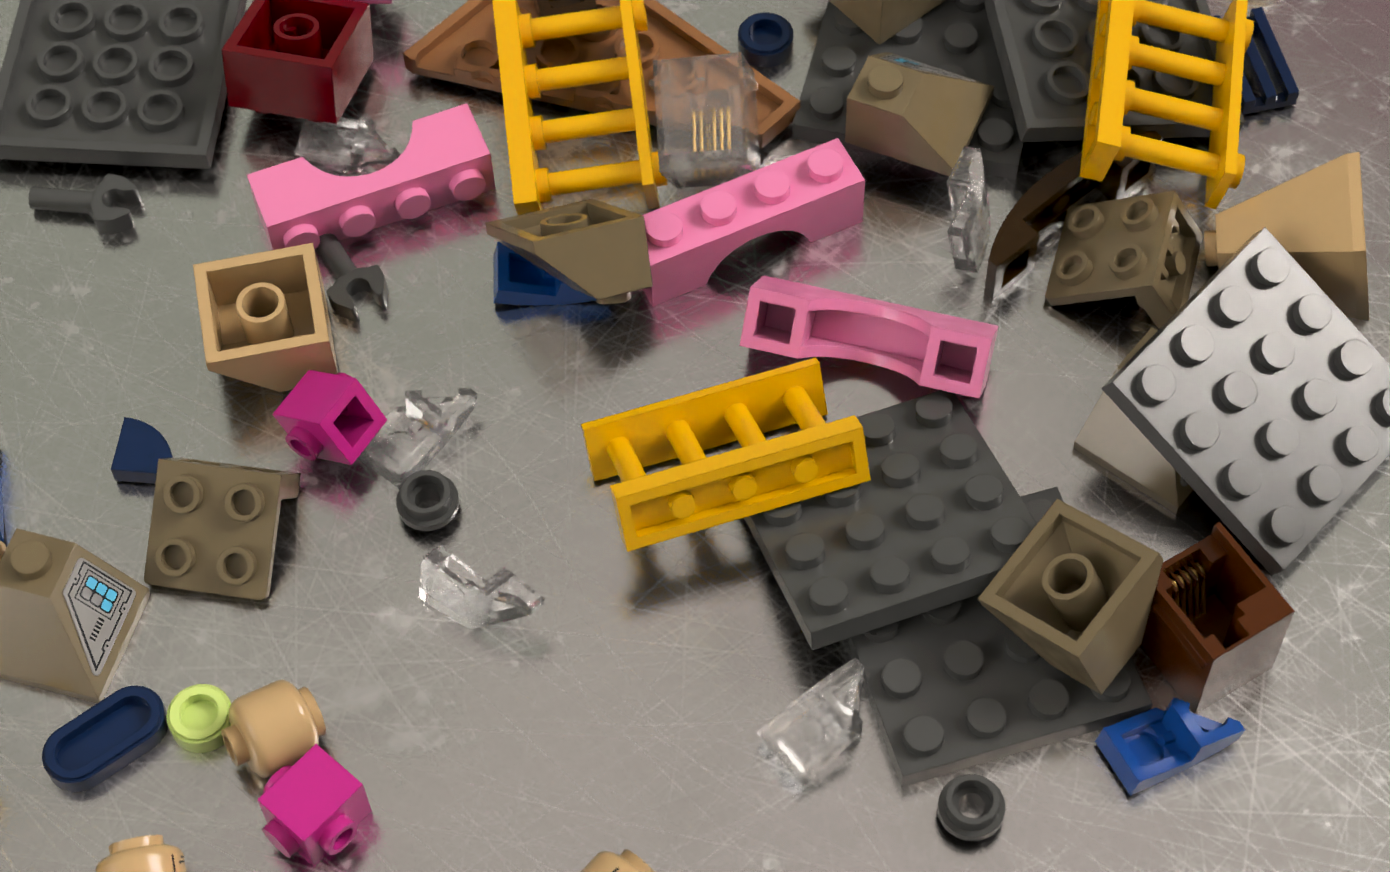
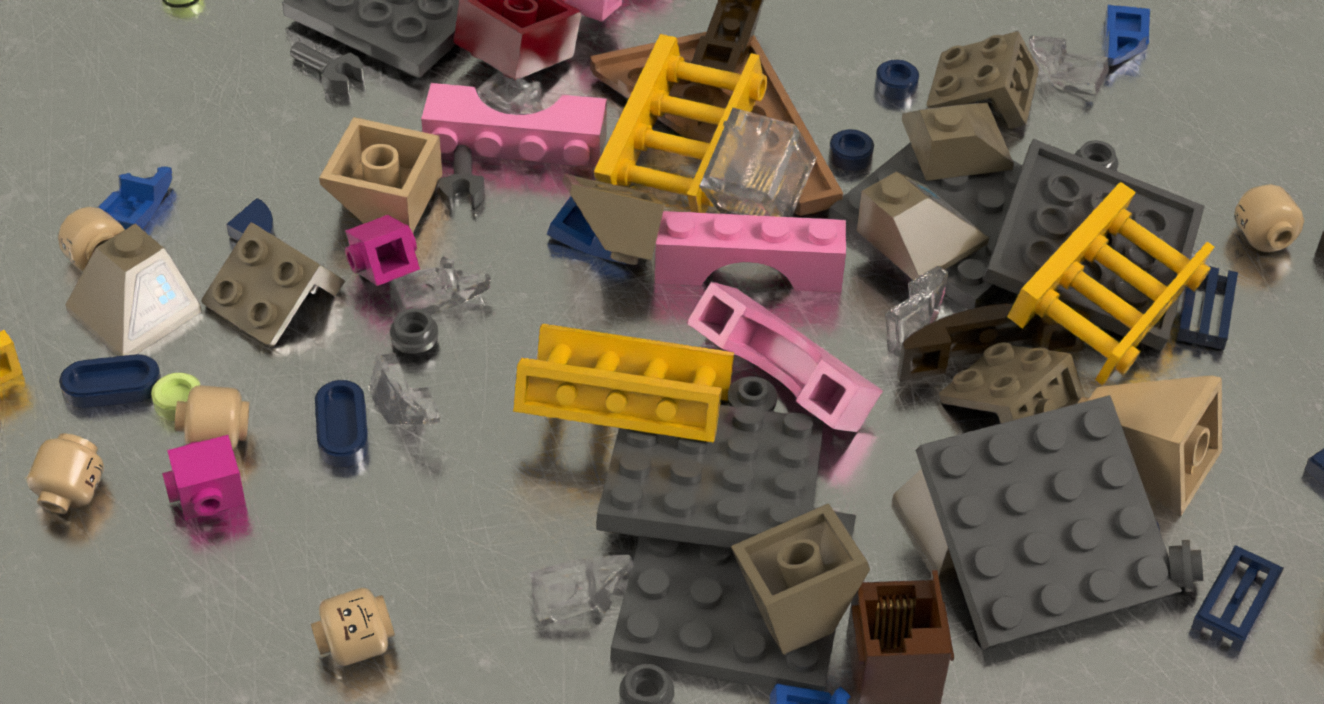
camera: 25 degrees right, 10 degrees down
(418, 655) = (341, 423): none -> dark blue tile
(855, 382) = (753, 392): none -> dark grey plate

